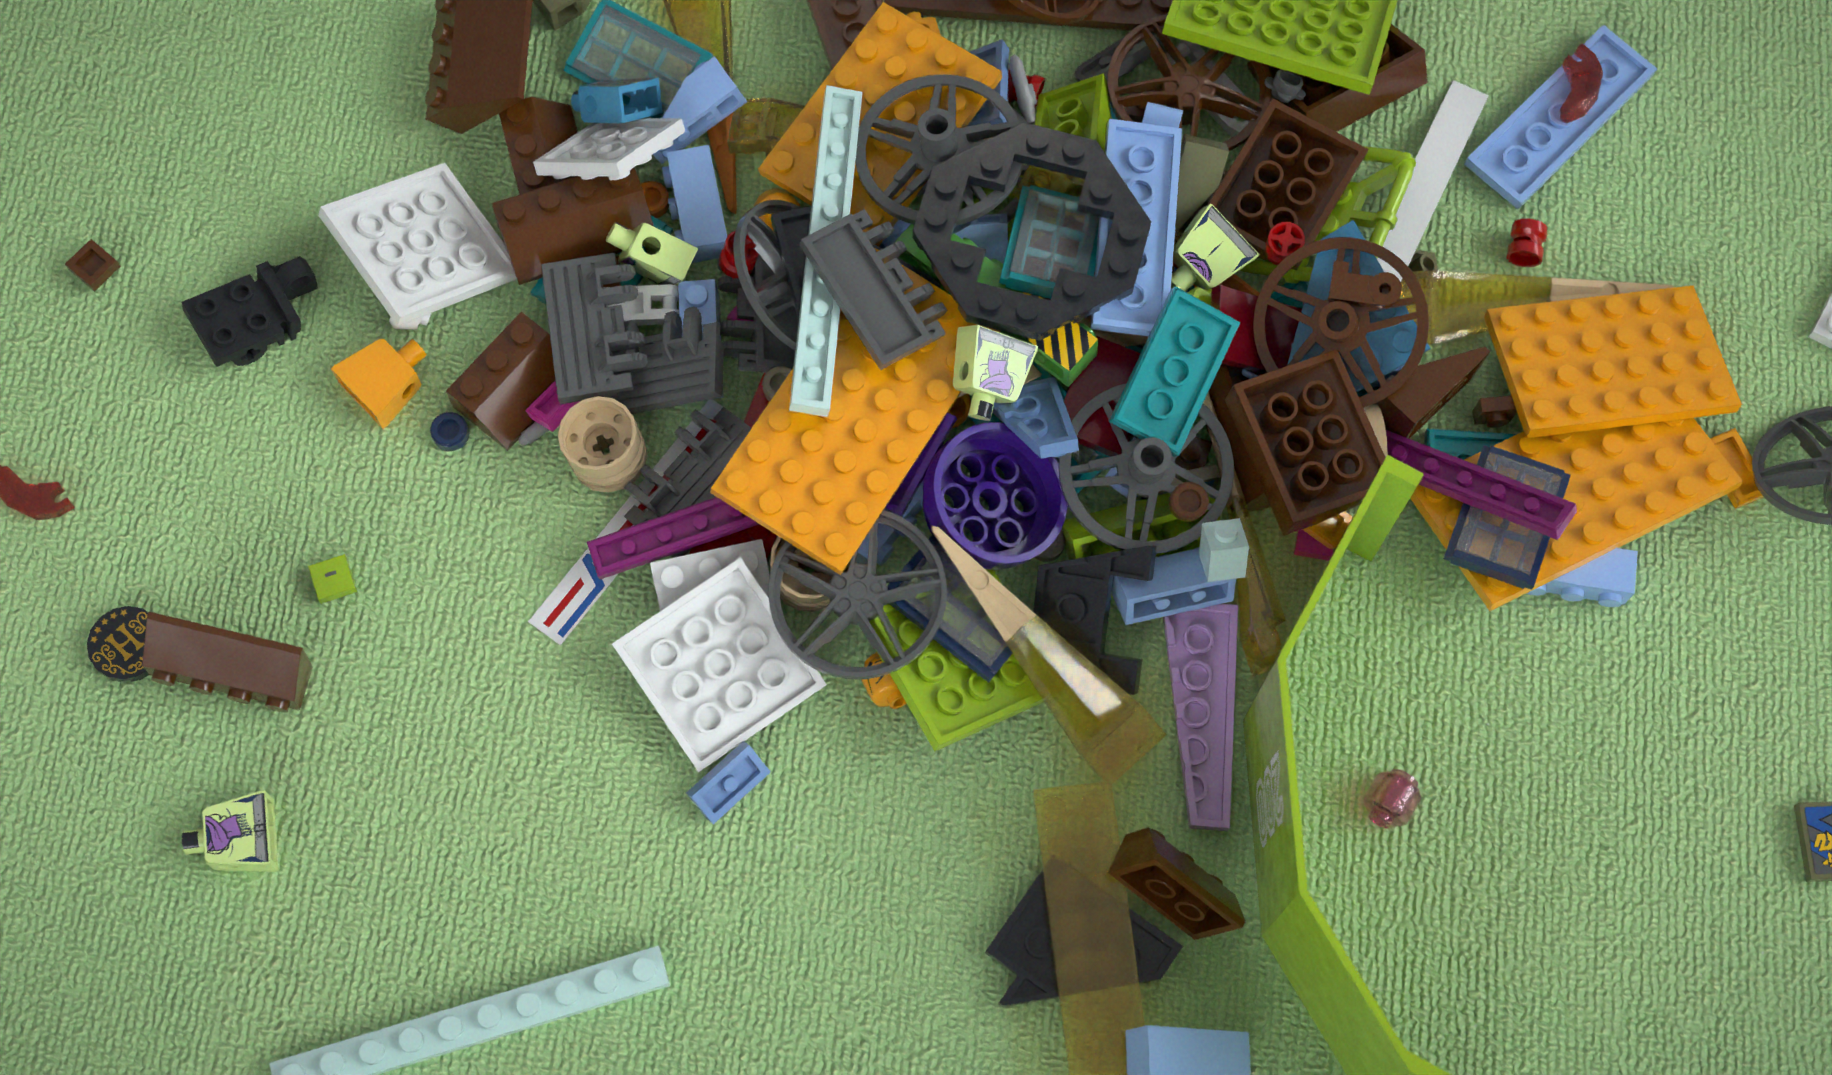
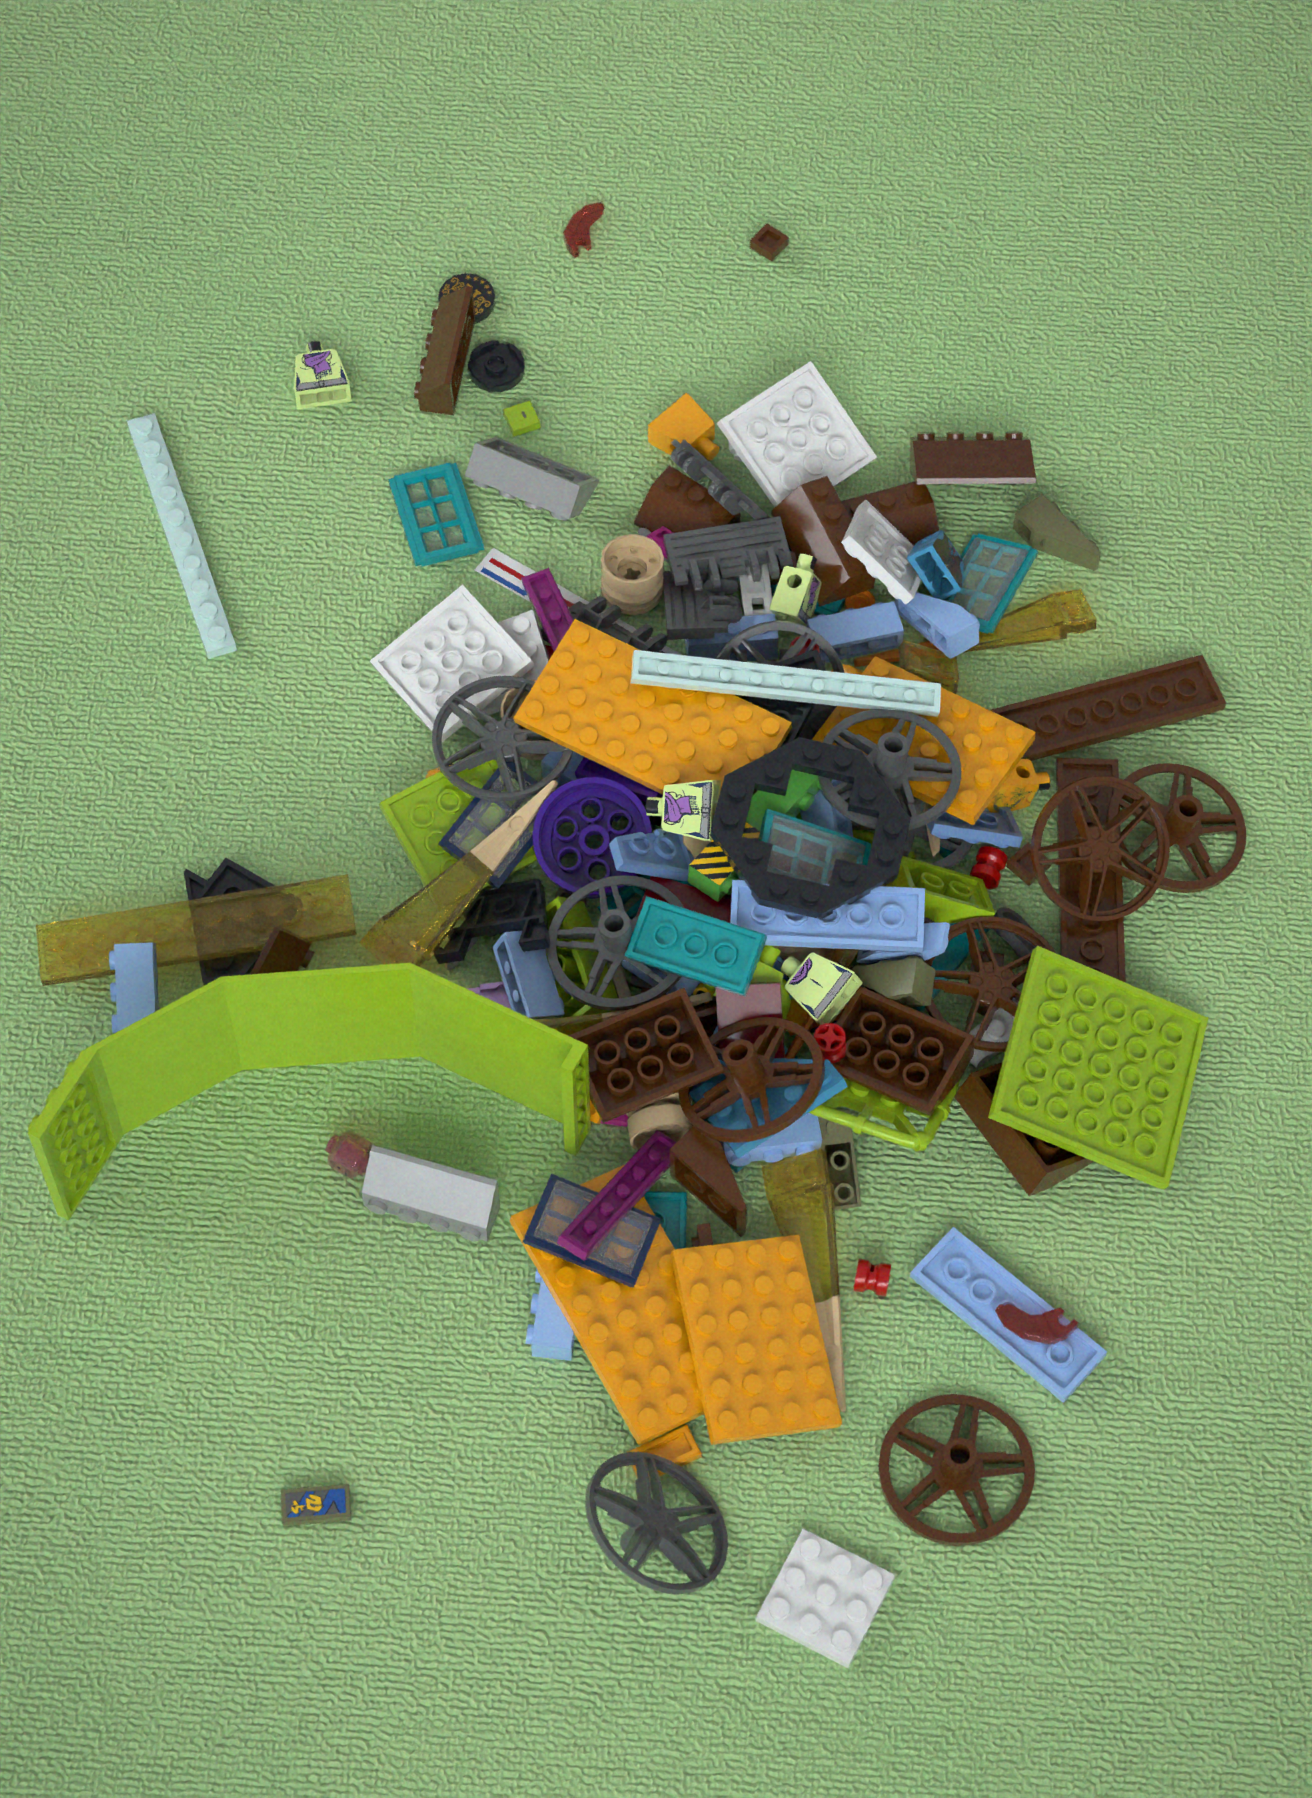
camera: 90 degrees right, 10 degrees down
(244, 605) = (496, 366): none -> black tile
(248, 315) = (734, 341): black plate -> none
(432, 566) = (530, 478): none -> light grey slope
(449, 431) = (643, 480): dark blue tile -> none
(454, 354) = (721, 488): none -> dark grey hinge
(473, 689) = (436, 514): none -> teal piece
(728, 782) = (361, 681): medium blue plate -> none
(871, 288) = (746, 706): dark grey hinge -> none
(1022, 44) = (1022, 866): none -> reddish brown plate
(1025, 92) = (976, 860): light grey piece -> none
(1188, 501) = (587, 969): reddish brown tile -> none
(1223, 550) = (548, 998): light aqua brick -> none
(1285, 86) = (986, 1054): dark grey plate -> none
(1364, 290) = (771, 1073): reddish brown leg -> none
(1433, 169) = (920, 1185): white sticker -> none
(1450, 703) = (430, 1194): none -> slope
(1733, 180) = (956, 1468): none -> reddish brown wheel

